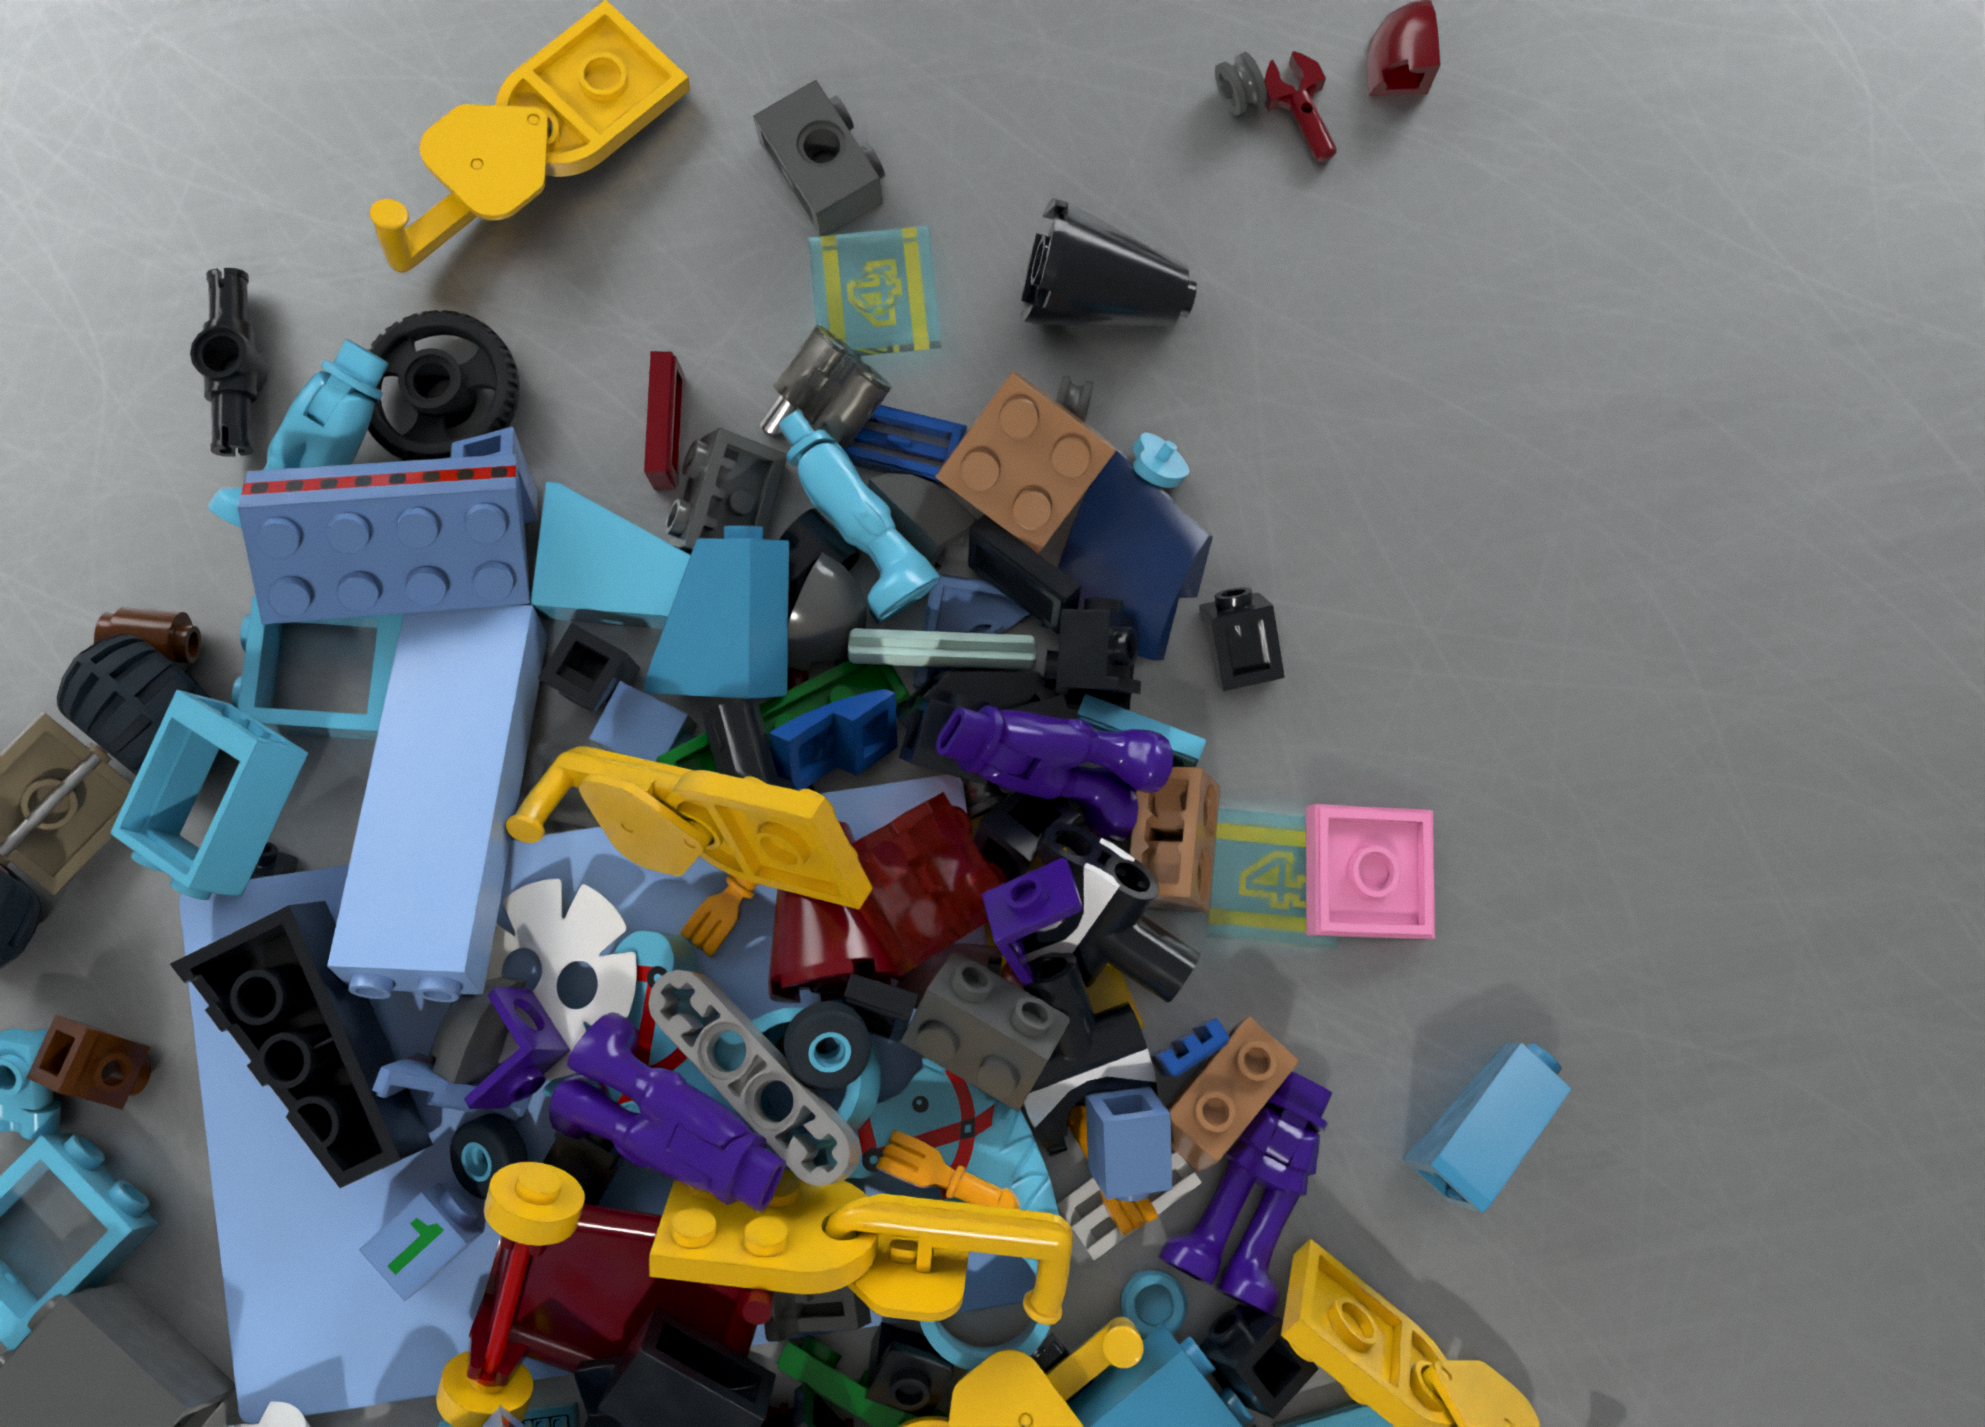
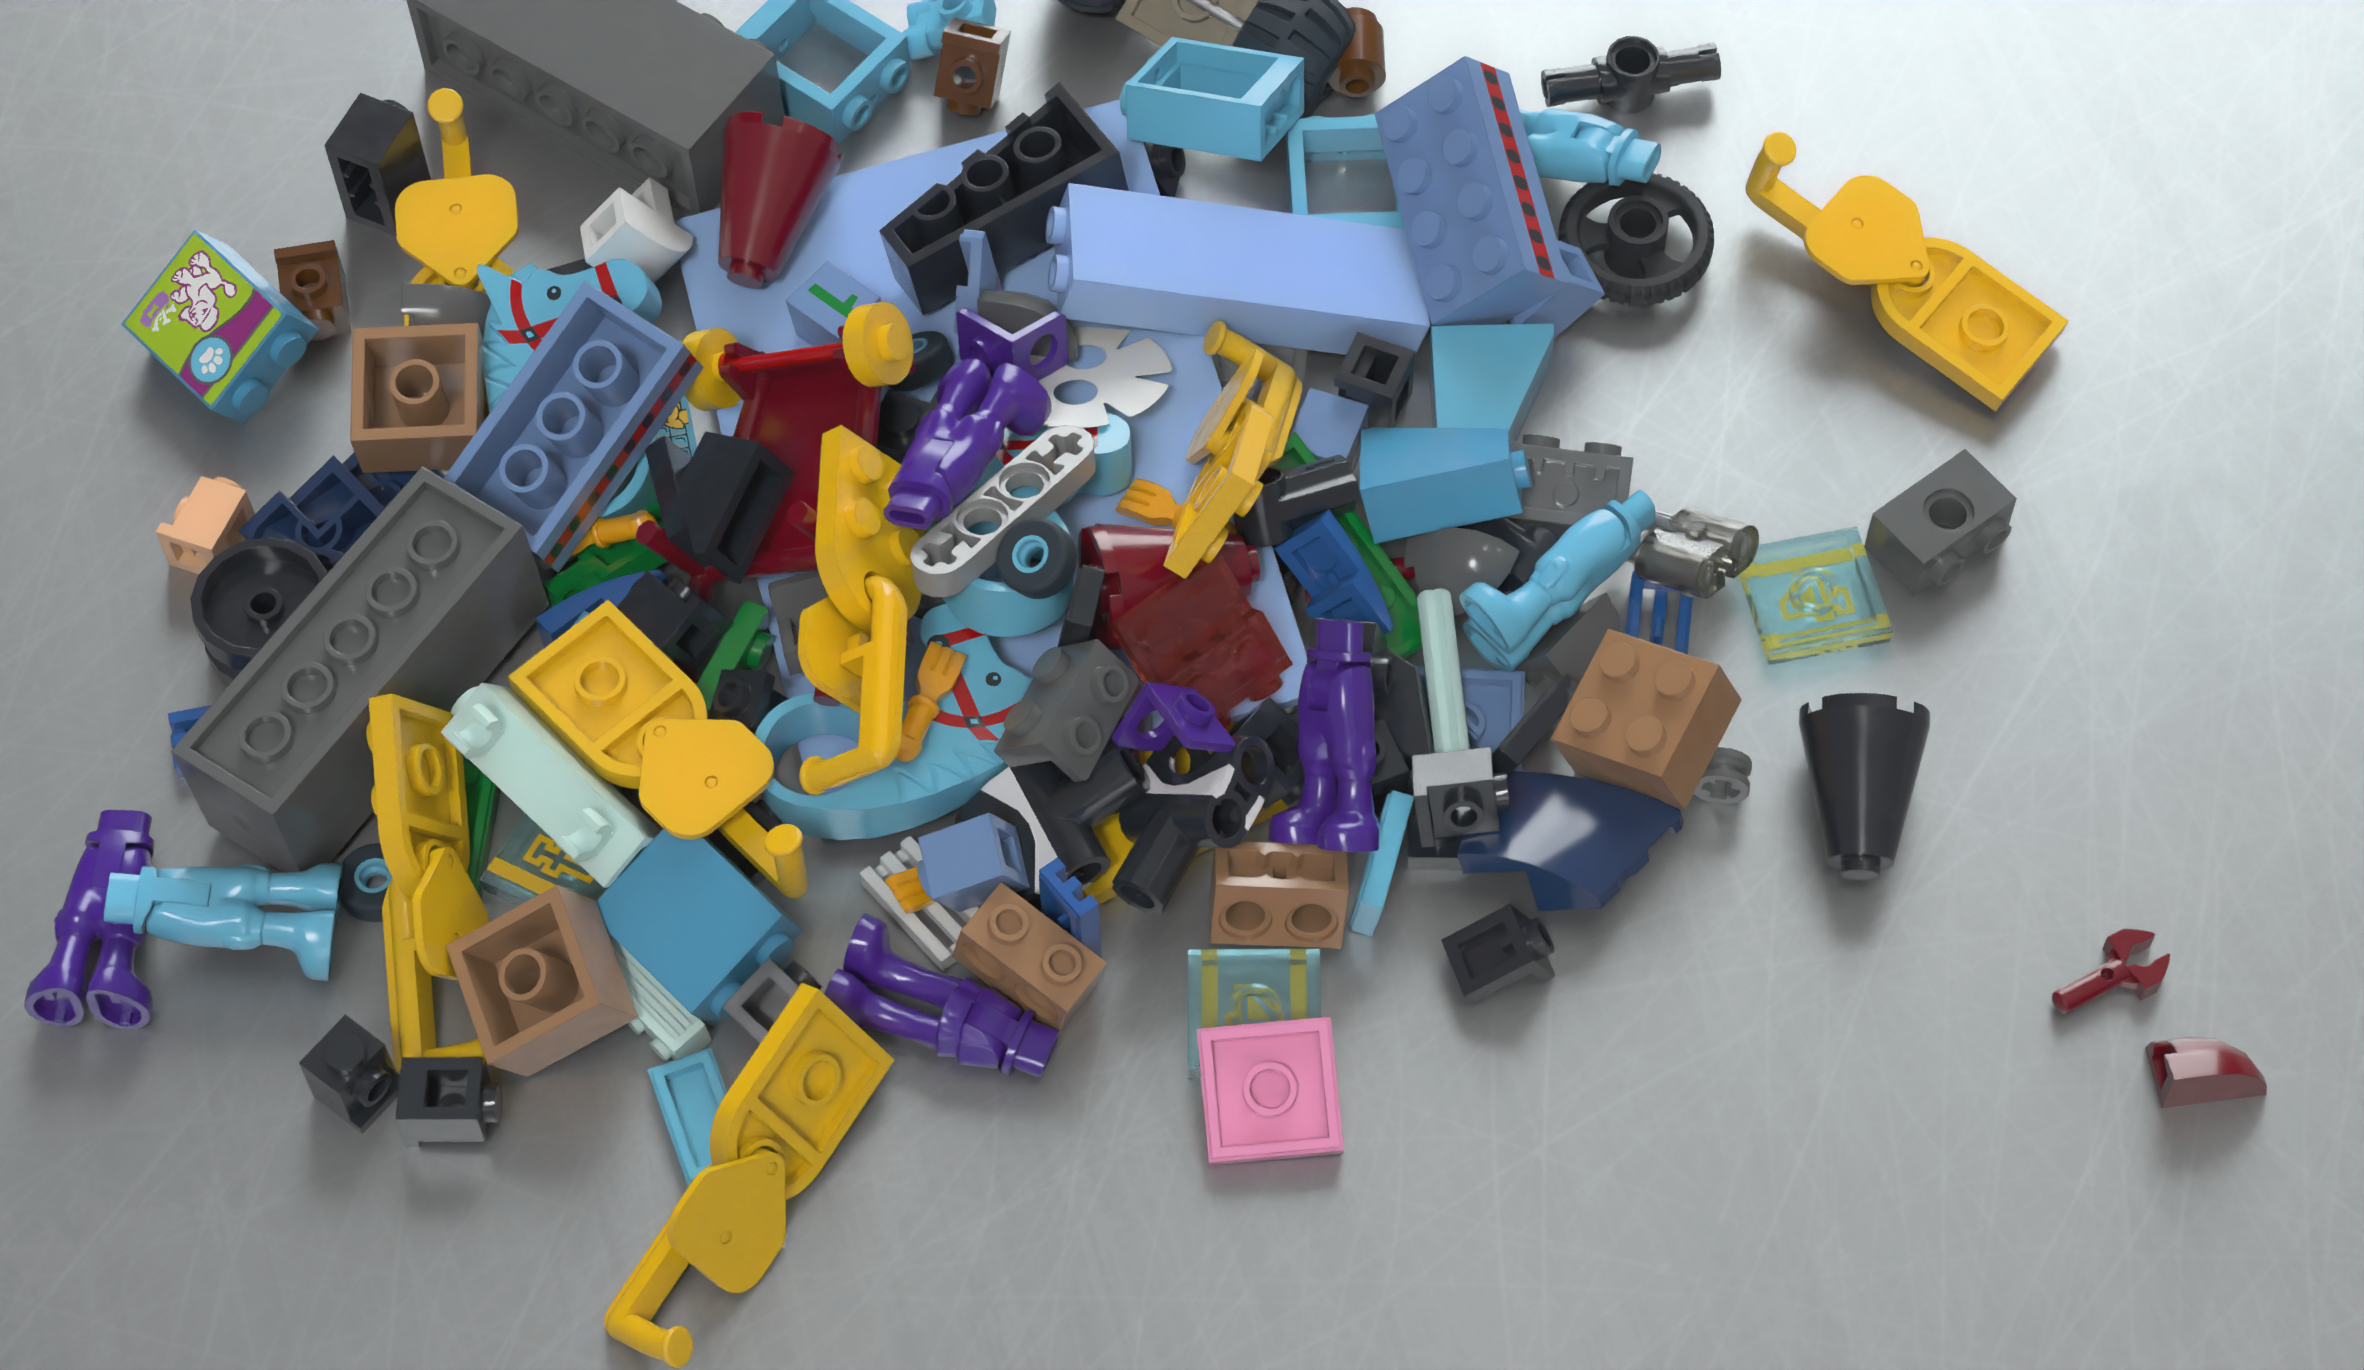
camera: 85 degrees right, 20 degrees down
(249, 1313) = (769, 192): none -> dark red cone
(664, 421) = (1639, 421): dark red tile -> none
(1153, 1299) = (824, 935): medium azure tile -> none
(1159, 461) = (1676, 862): medium azure piece -> none
(1240, 83) = (2117, 903): dark grey bush -> none
(1490, 1126) = (1018, 1205): dark azure slope -> none

